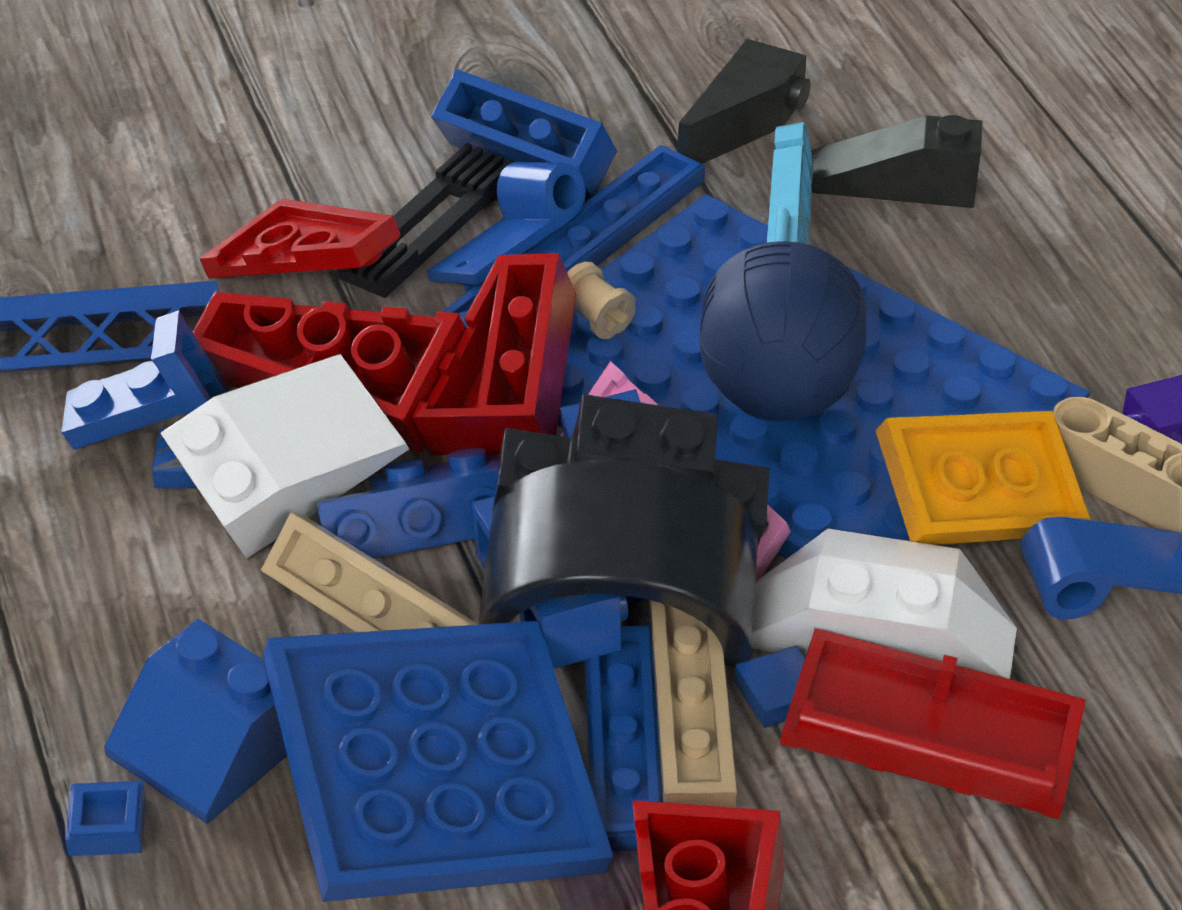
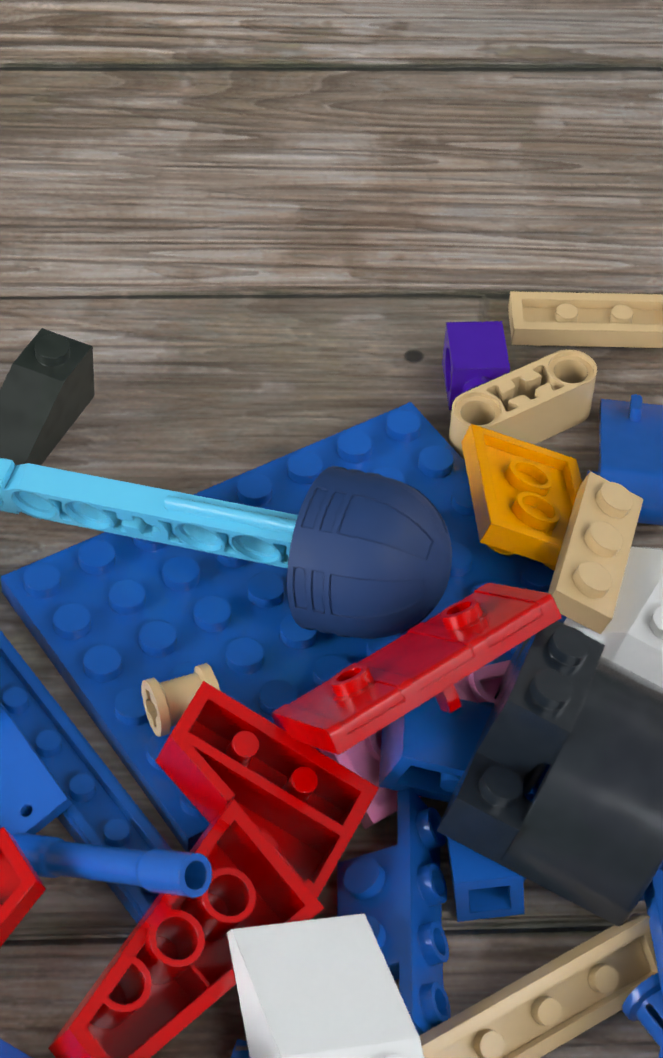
camera: 75 degrees left, 5 degrees up
(367, 284) = (154, 870): none -> blue piece
(620, 364) = (417, 667): none -> red container
(916, 514) = (595, 552): none -> tan plate

